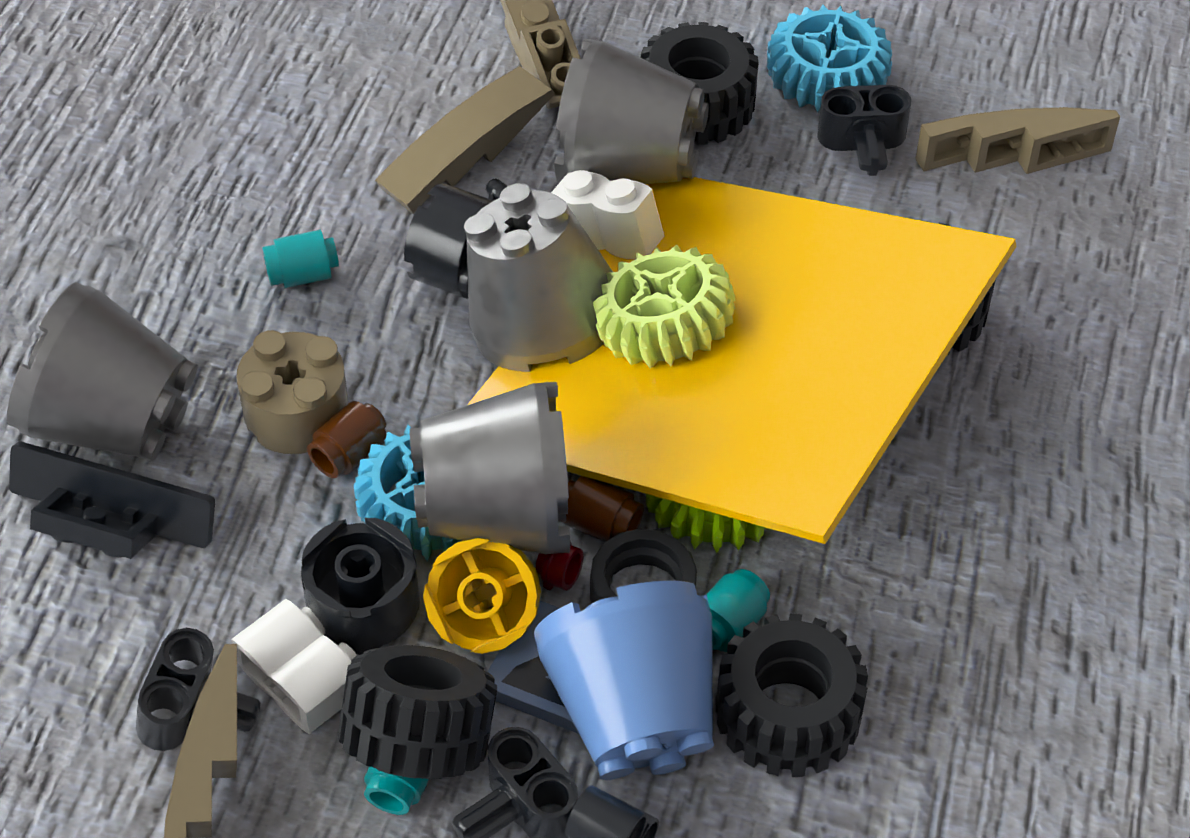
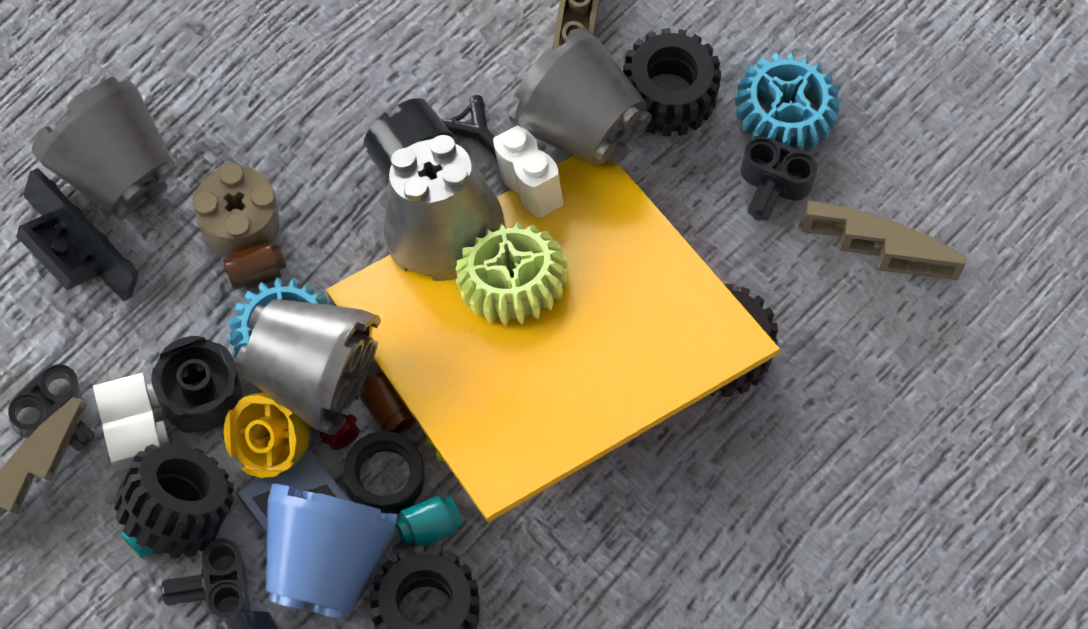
camera: 25 degrees right, 15 degrees up
(300, 259) = (302, 103): teal brick -> none
(465, 134) = (475, 49): dark tan slope -> none

